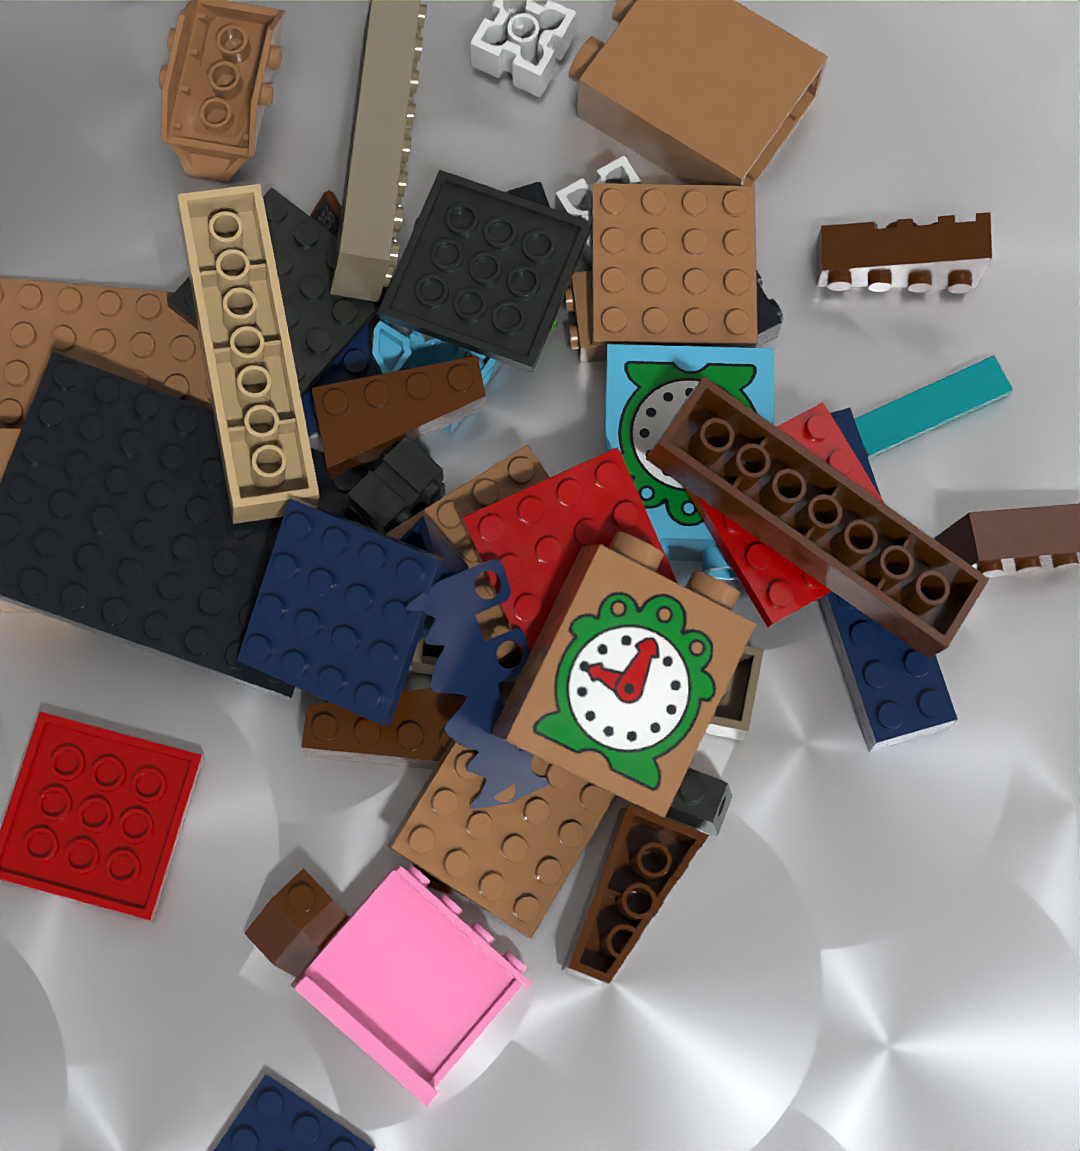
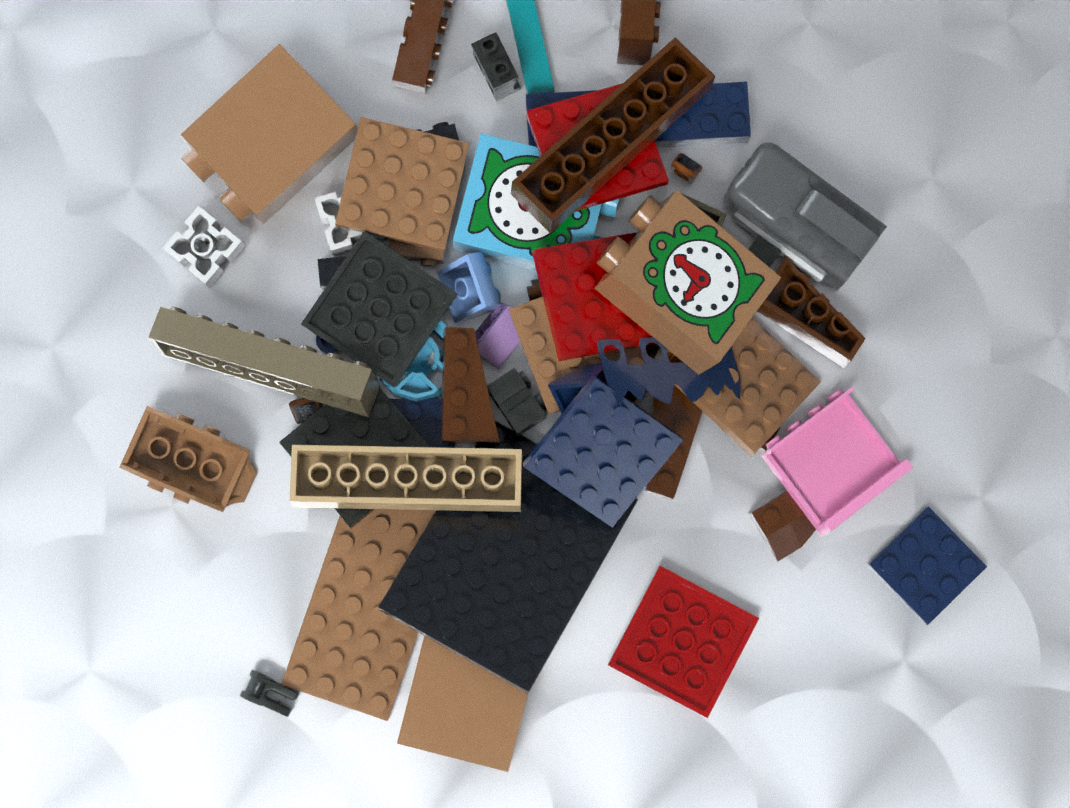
camera: 80 degrees left, 10 degrees up
(483, 445) = (497, 336): none -> lavender brick
(553, 398) = (473, 282): none -> light blue brick
(775, 846) = (801, 215): none -> dark grey piece
(807, 667) = (685, 167): none -> orange slope
(879, 359) = (496, 66): none -> pearl dark grey hips

